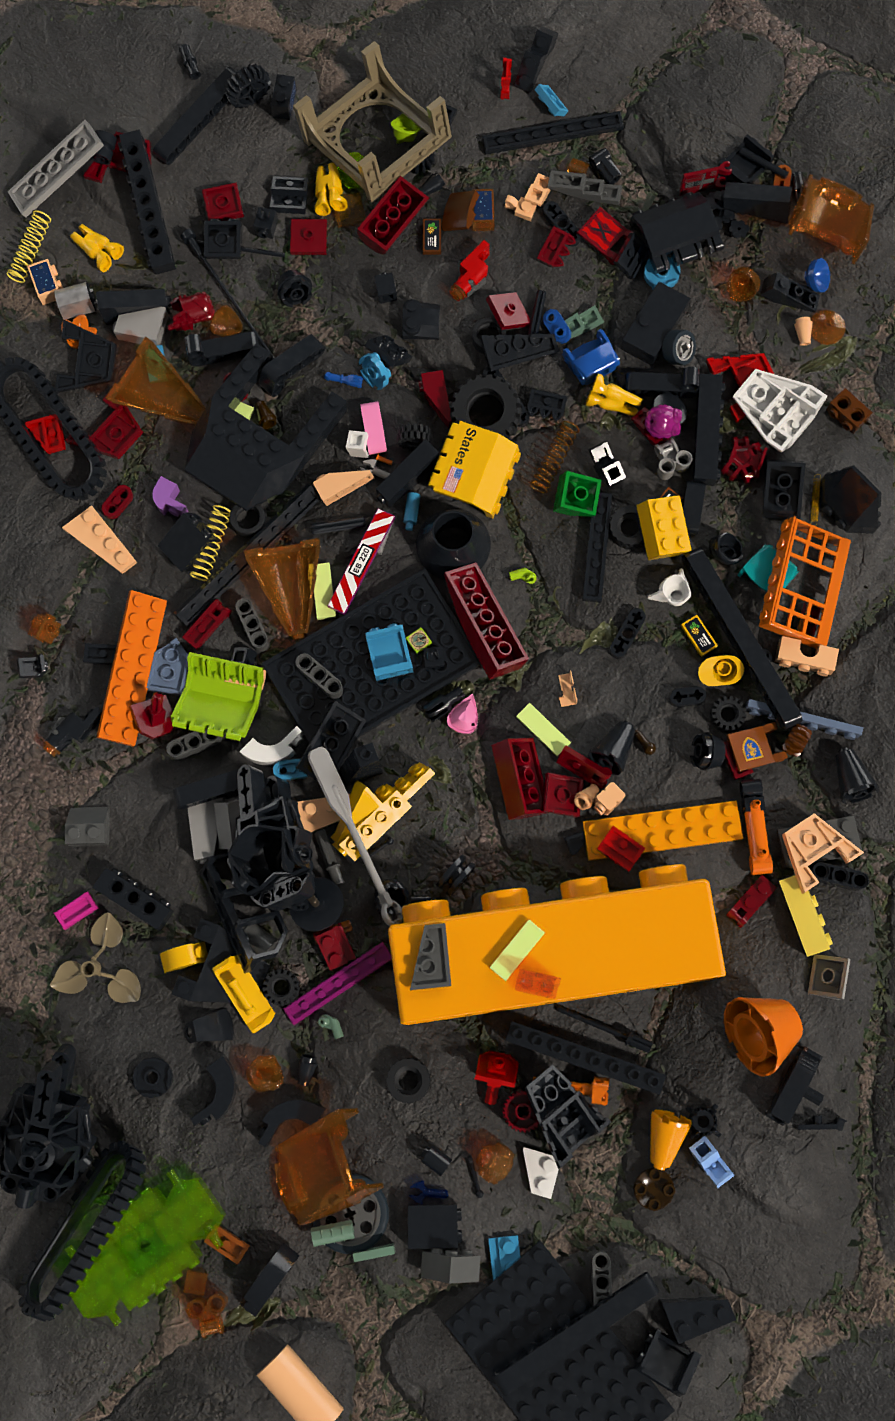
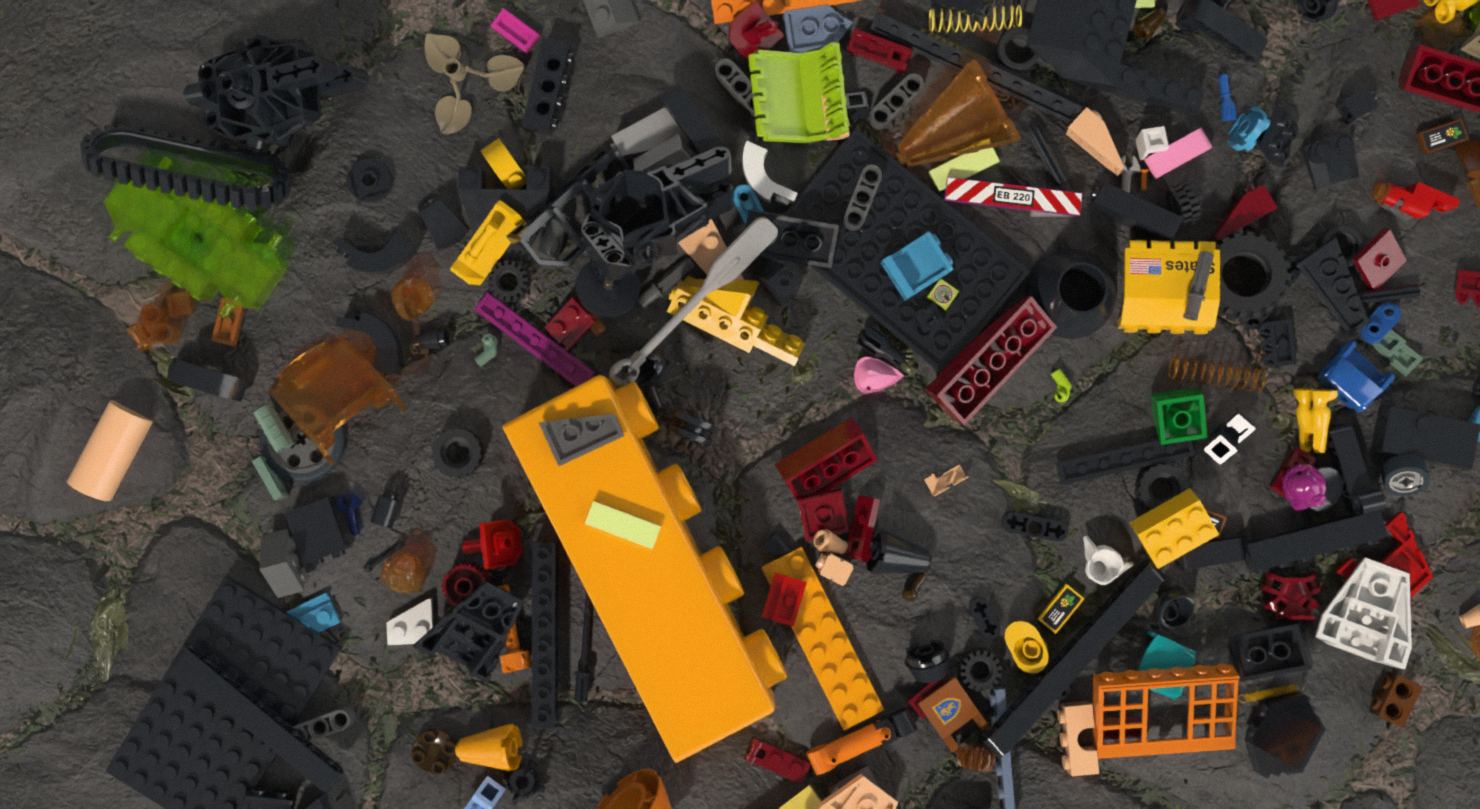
camera: 70 degrees right, 10 degrees up
(411, 510) = (1094, 232): dark azure cylinder -> none
(481, 444) = (1198, 286): none -> dark grey axle
(537, 984) = (593, 559): clear orange bracket -> none
(543, 729) = (890, 468): yellowish green tile -> none
(669, 457) = (1265, 506): light grey piece -> none

